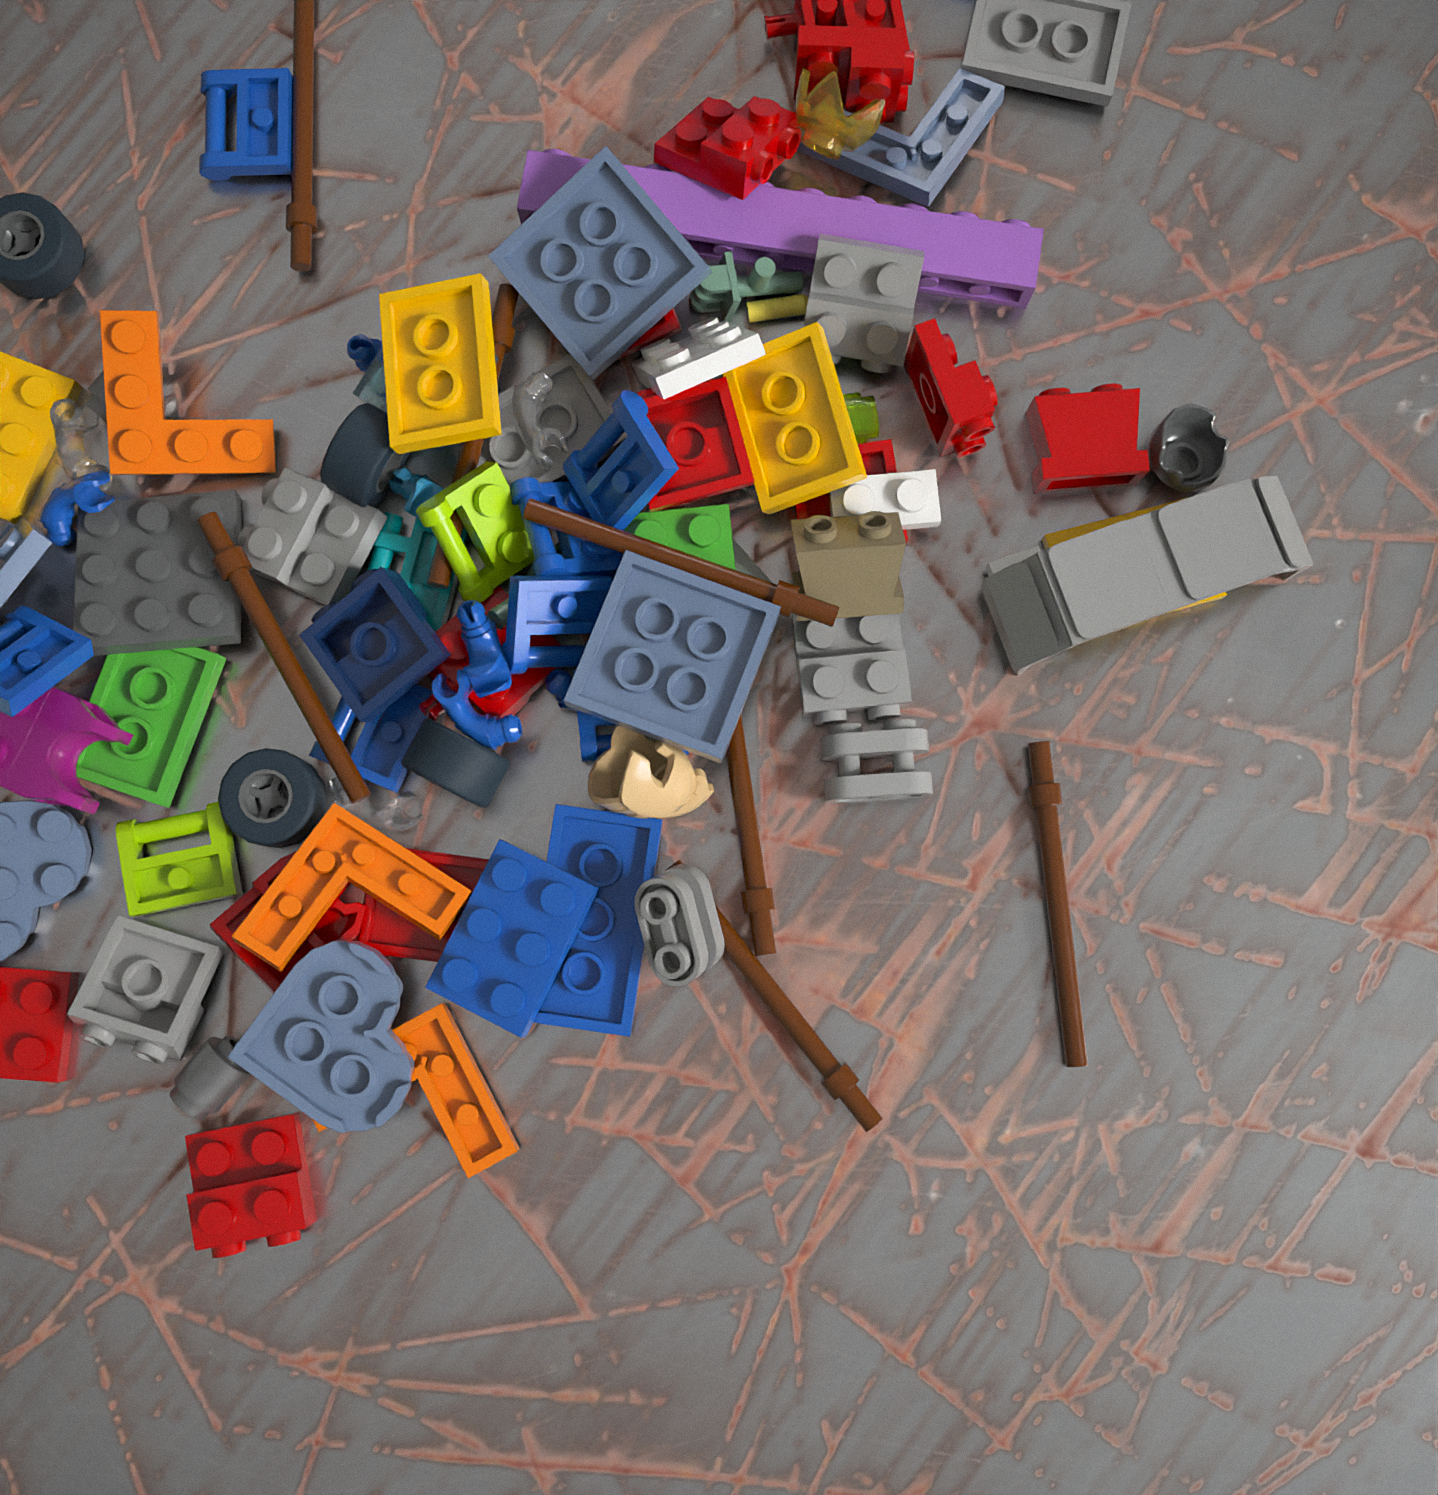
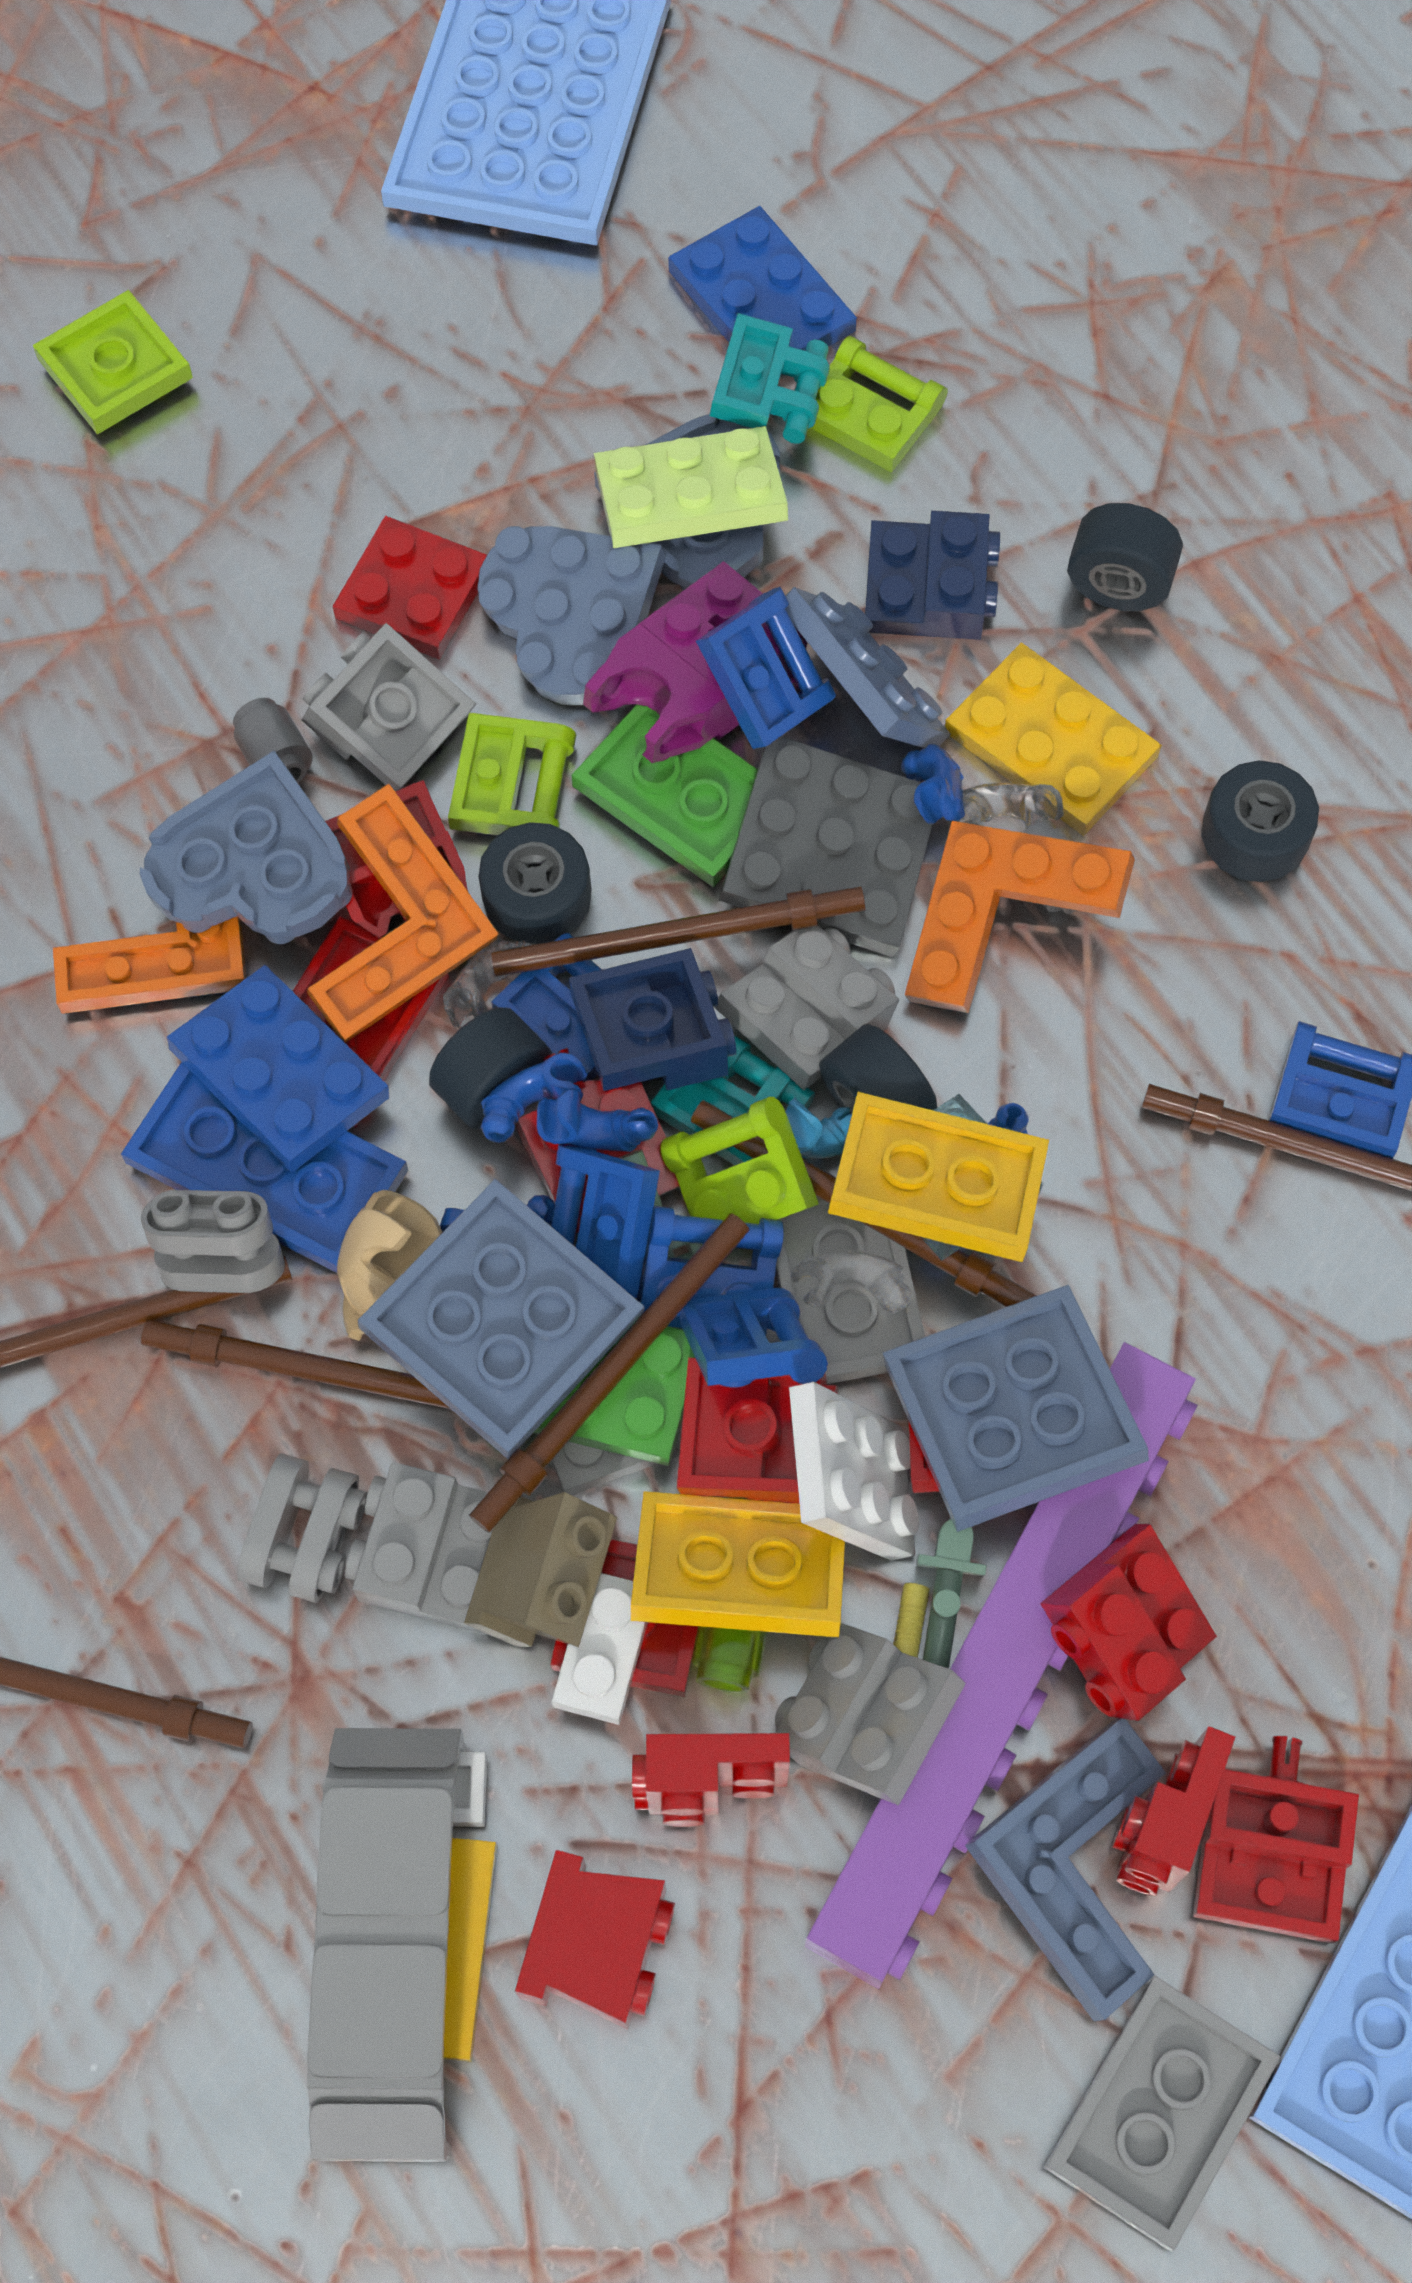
camera: 110 degrees right, 15 degrees down
(249, 1185) = (147, 747): red plate -> none
(824, 119) = (1108, 1744): clear yellow piece -> none
(1188, 449) = (528, 2067): dark grey hair -> none

